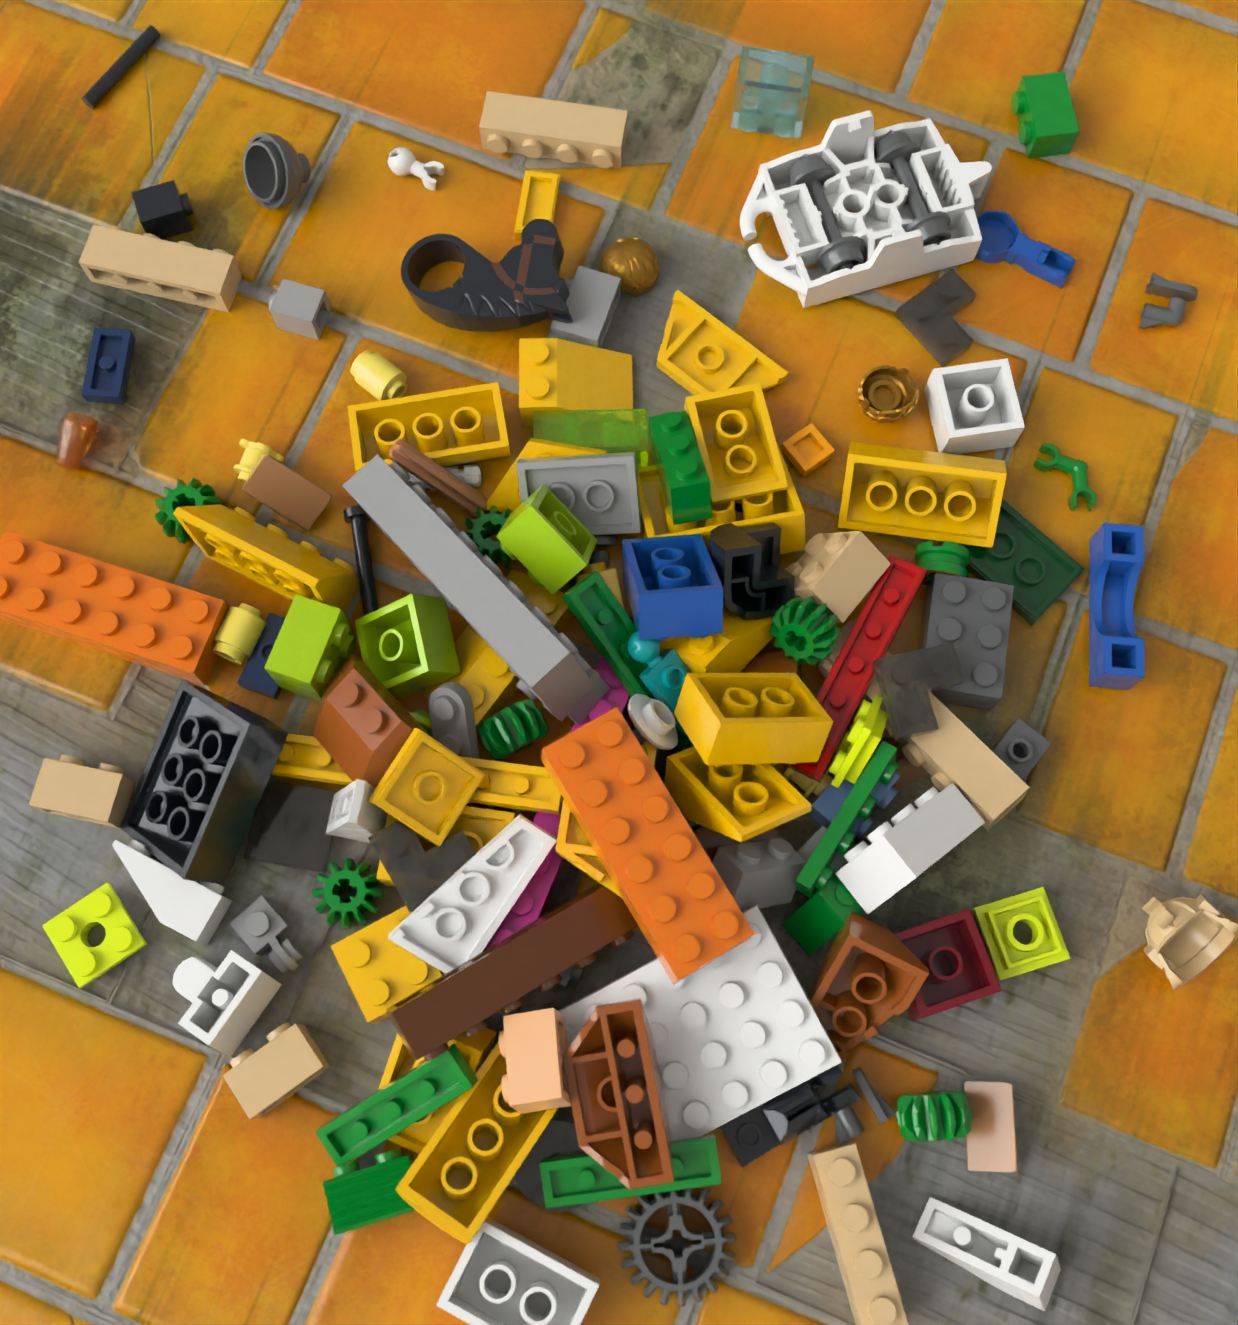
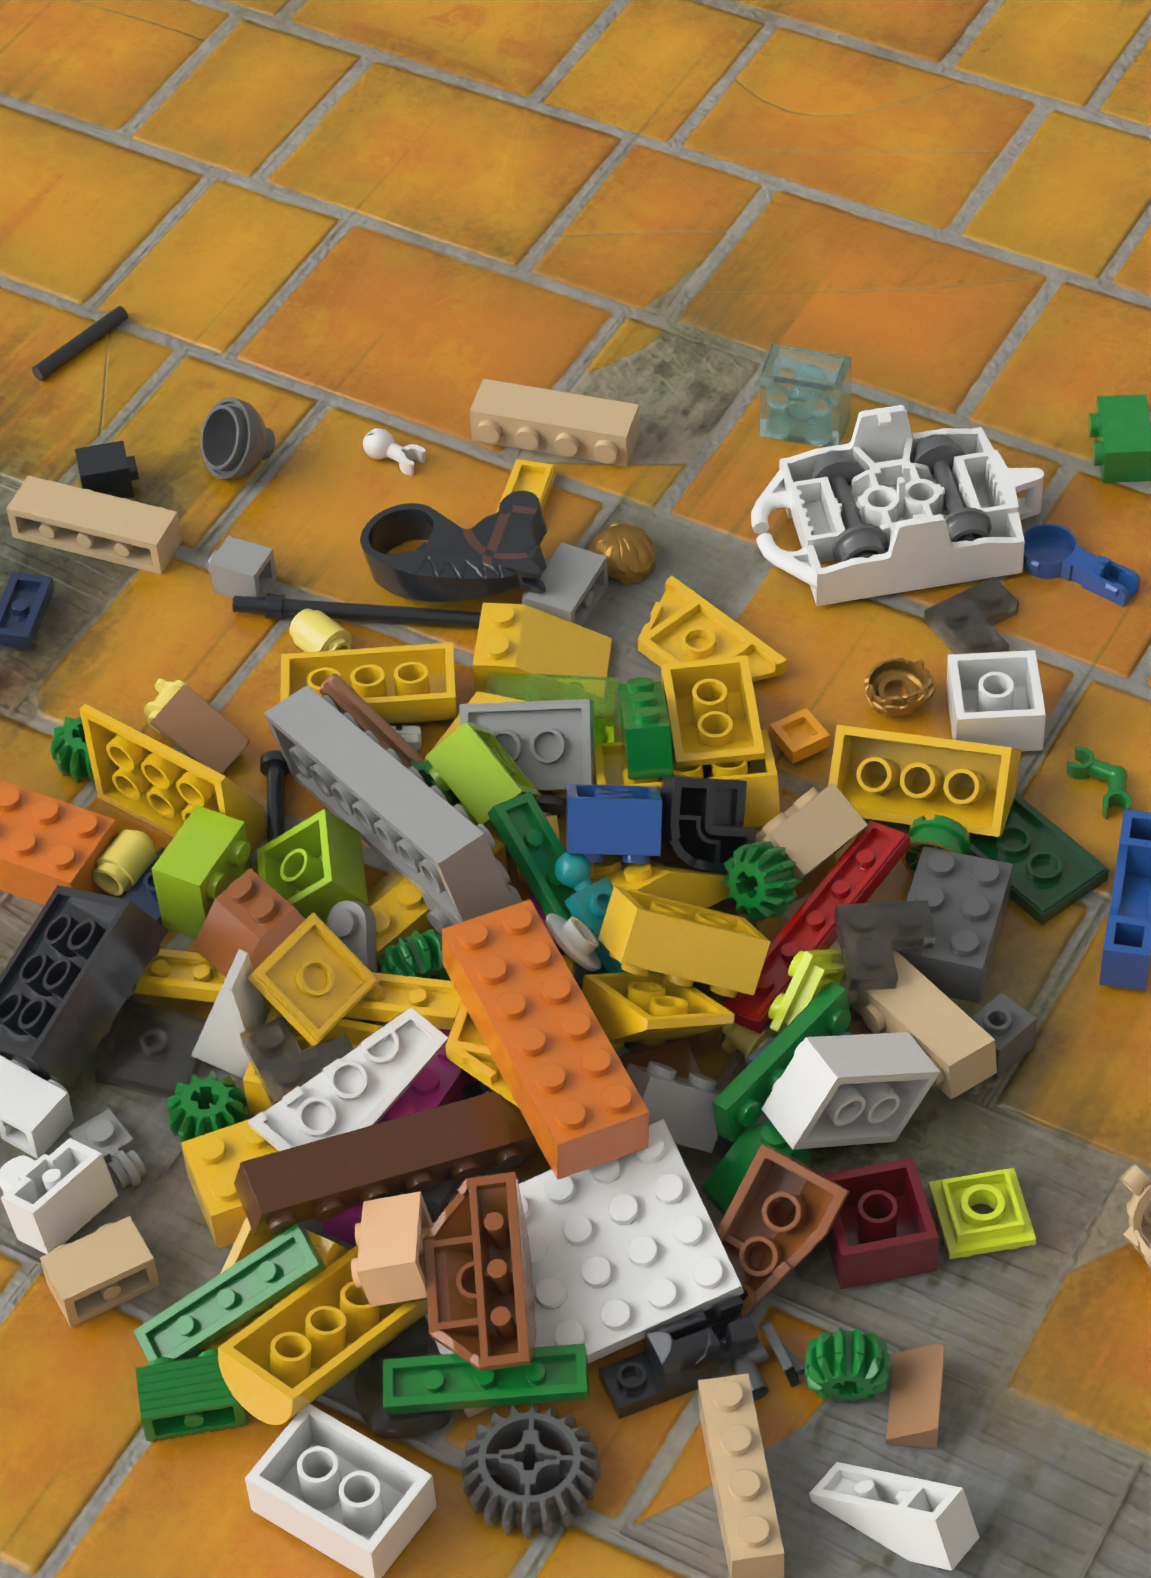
camera: 10 degrees right, 25 degrees down
(335, 343) = (277, 607): none -> black bar

